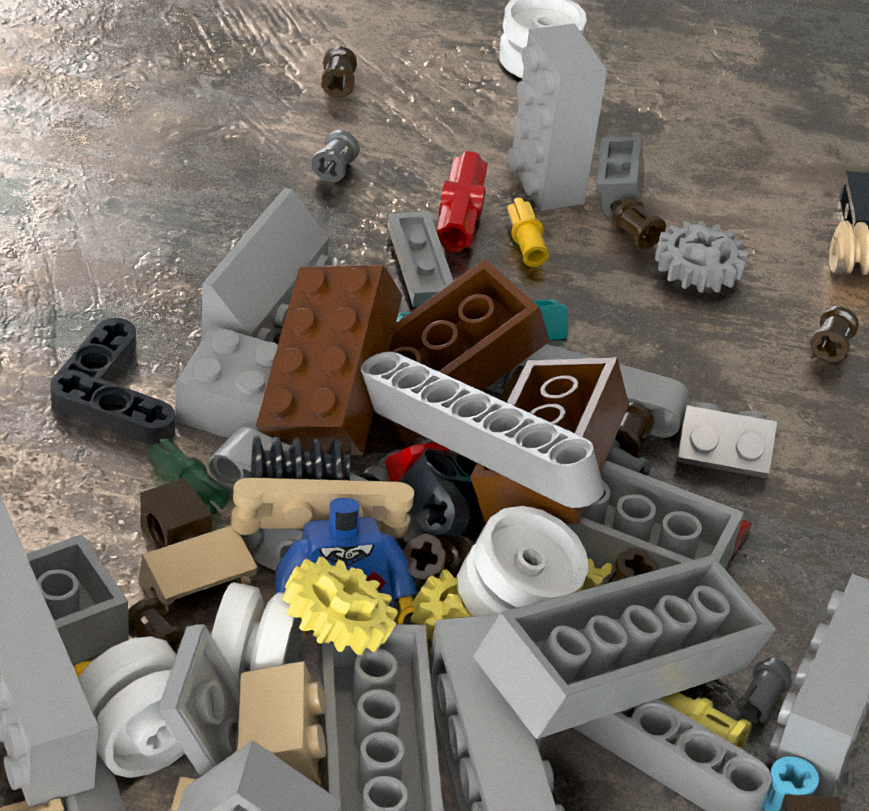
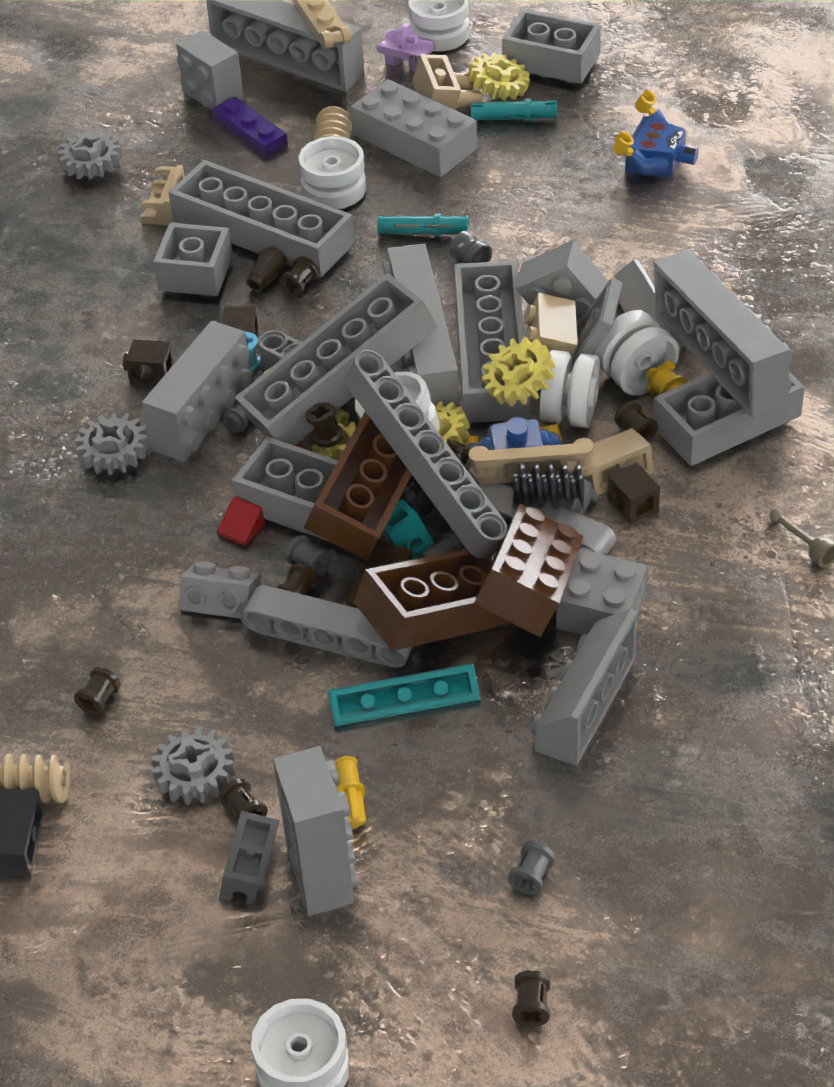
camera: 170 degrees left, 5 degrees up
(83, 391) = (714, 609): black beam -> none
(177, 465) = (629, 532): clear green pin -> none
(419, 254) = (451, 749): light grey plate -> none
(462, 202) = (409, 818): red piece -> none

